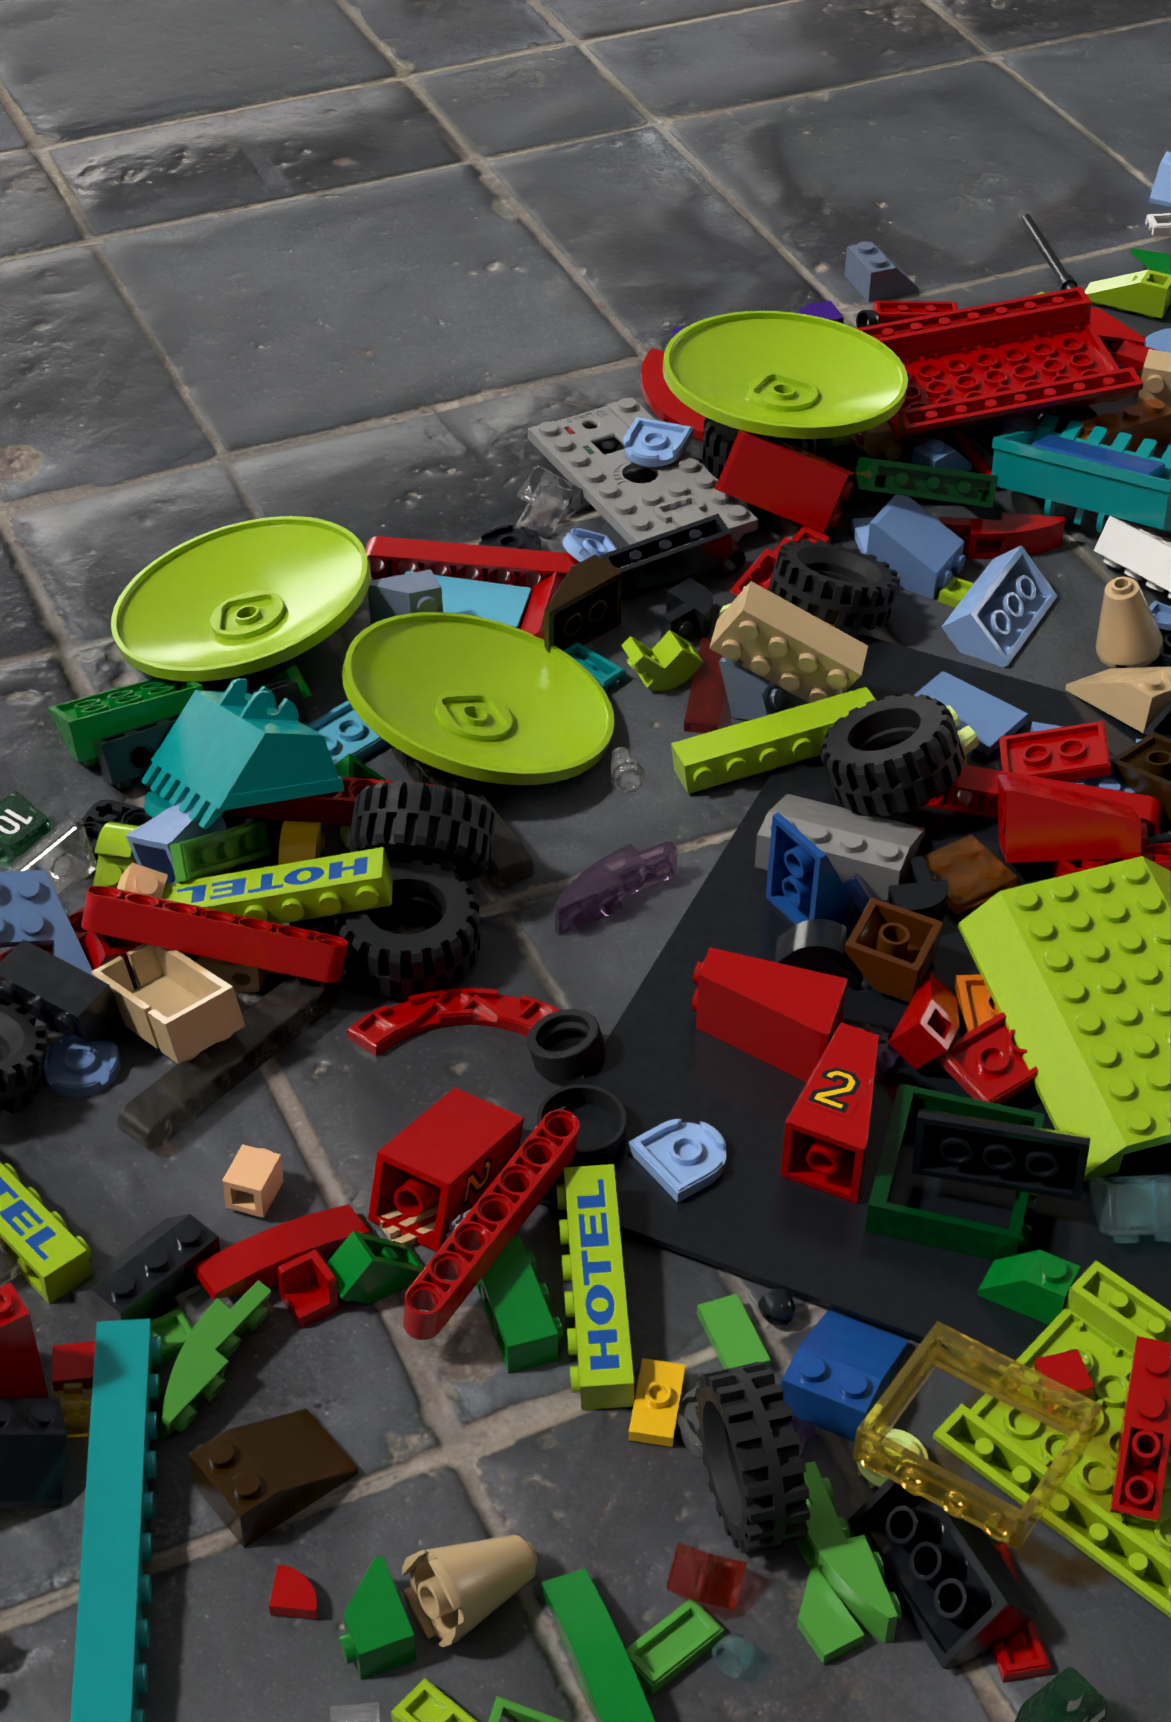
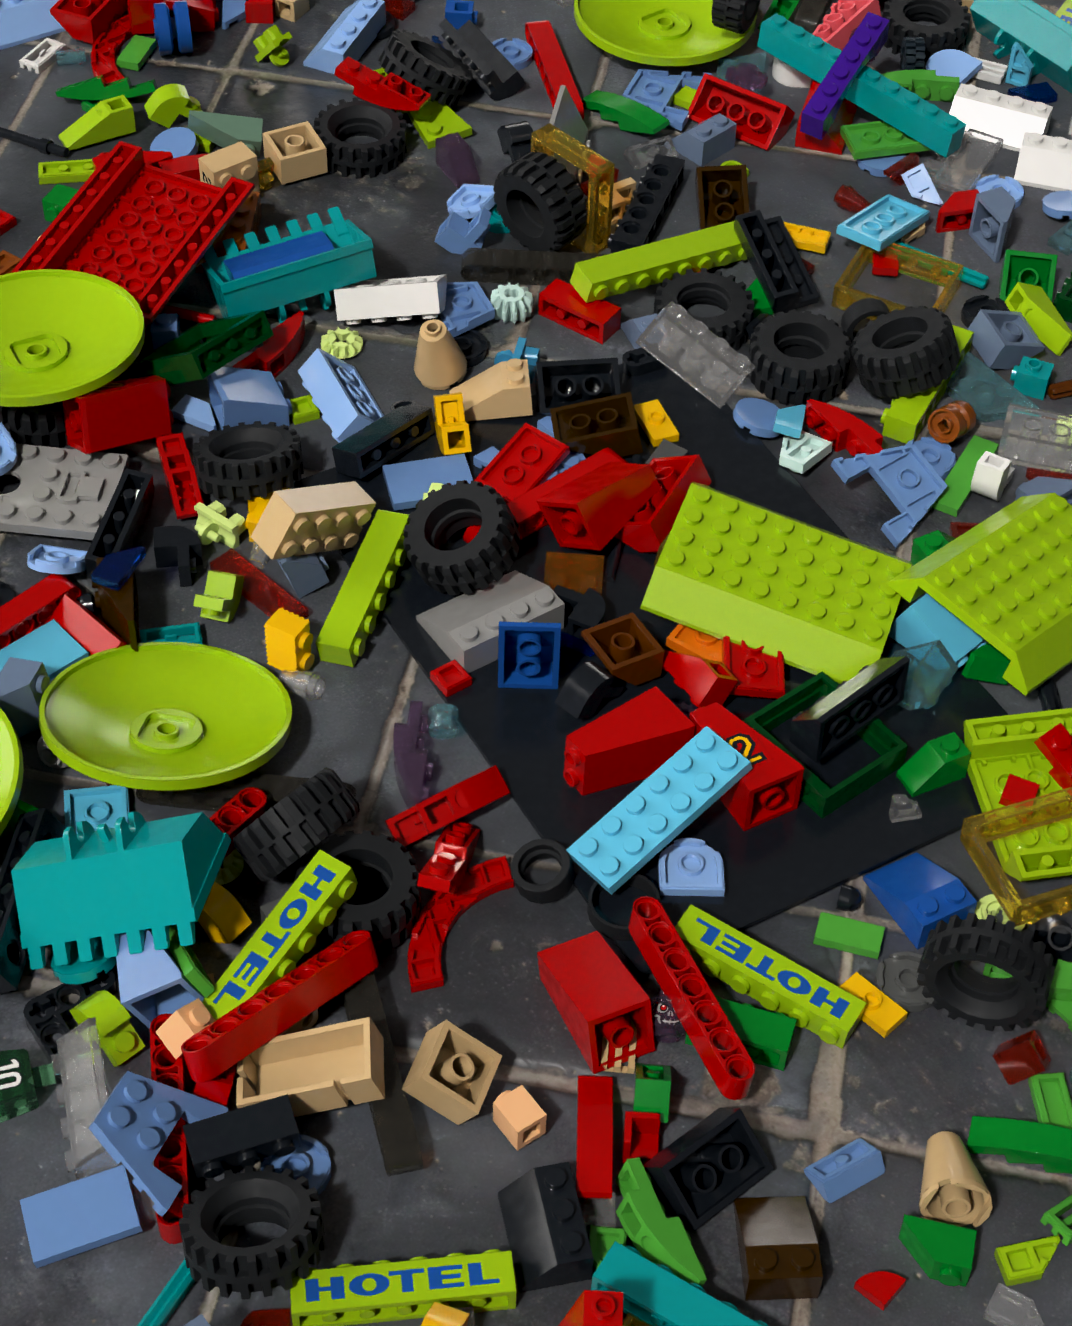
camera: 55 degrees left, 5 degrees up
(255, 1098) = (452, 1072): none -> tan brick
(317, 1362) = (708, 1166): none -> black slope
(421, 1489) = (846, 1169): none -> medium blue slope
(508, 974) = (450, 858): none -> red slope
(578, 936) = (447, 806): none -> red slope
(594, 568) = (117, 567): none -> clear blue tile
(650, 726) = (288, 641): none -> yellow brick
(678, 880) = (443, 721): none -> clear light blue wheel
(703, 1071) = (659, 809): none -> medium azure plate
(736, 857) = (450, 678): none -> red tile
(941, 1290) = (903, 809): none -> clear tile
(976, 653) = (384, 439): none -> black hinge
(1046, 686) = (450, 424): none -> yellow brick
(1062, 571) = (340, 349): none -> yellowish green gear

